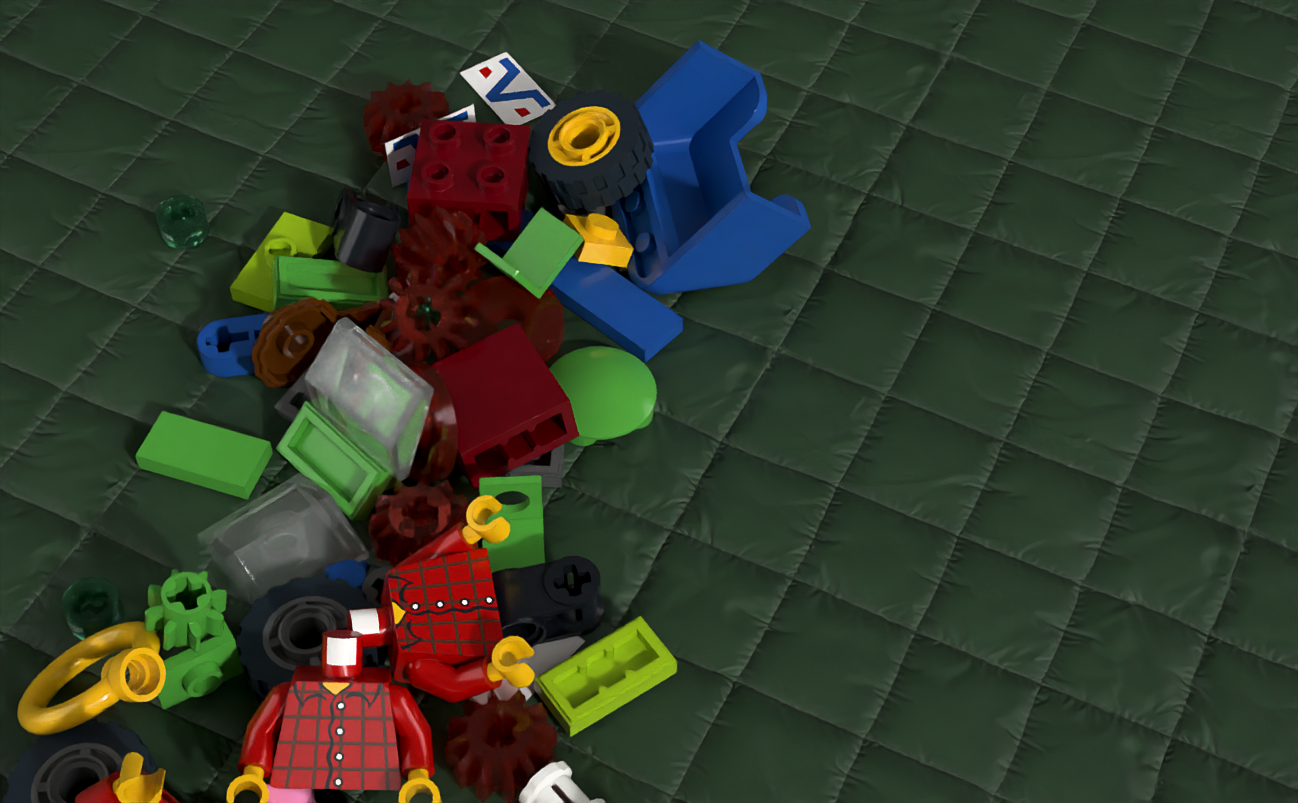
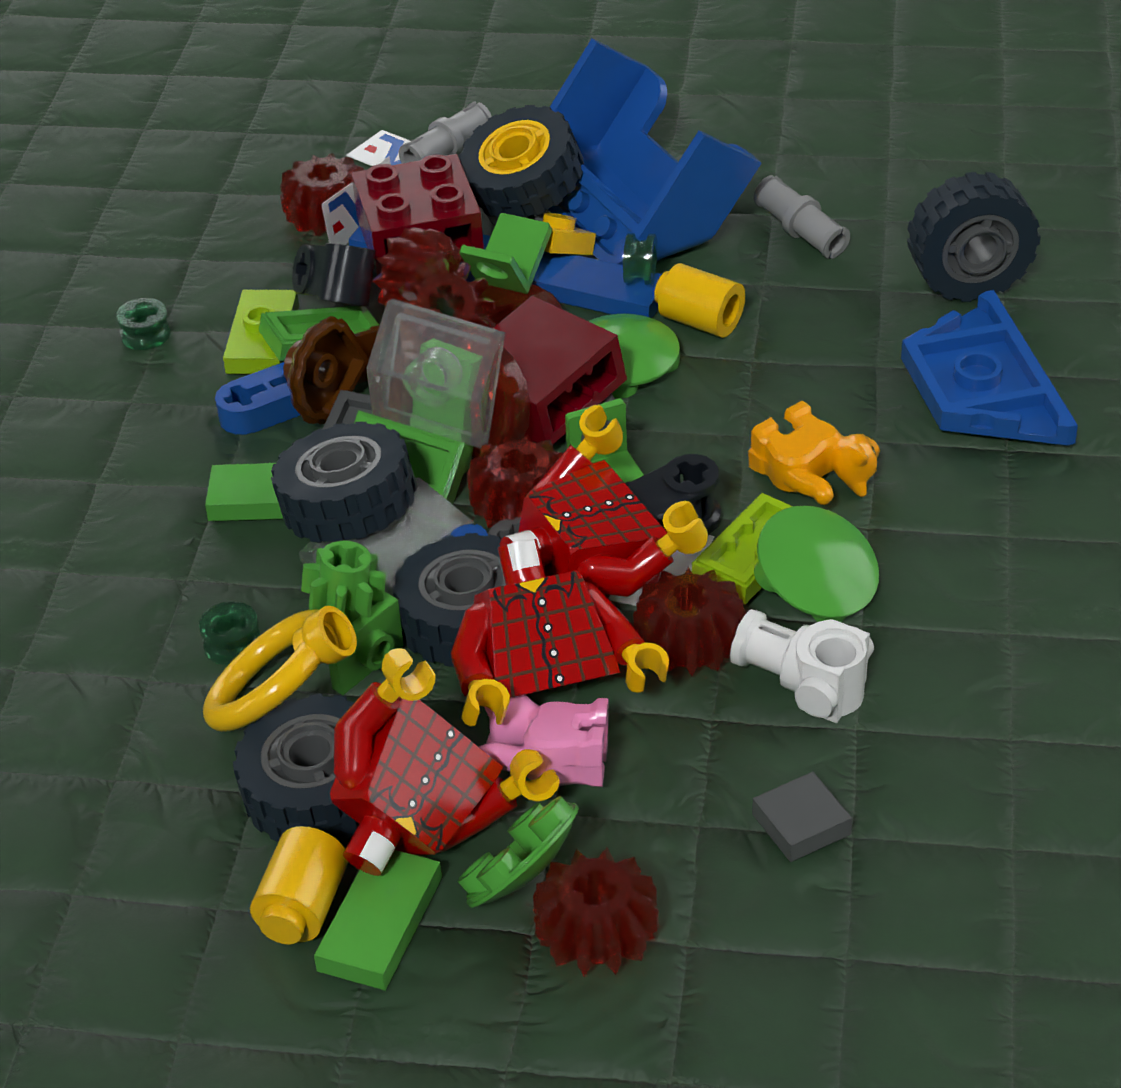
camera: 15 degrees left, 10 degrees down
(252, 483) = (344, 482): none -> black wheel
(553, 84) = (445, 134): none -> light grey pin
(651, 720) = (816, 562): none -> bright green dish
(653, 298) = (640, 259): none -> clear green bush
(696, 359) = (700, 299): none -> yellow brick
(710, 581) = (809, 452): none -> light orange animal
(845, 285) = (802, 216): none -> light grey pin
(928, 541) = (986, 378): none -> blue wing
(985, 376) = (973, 236): none -> black wheel

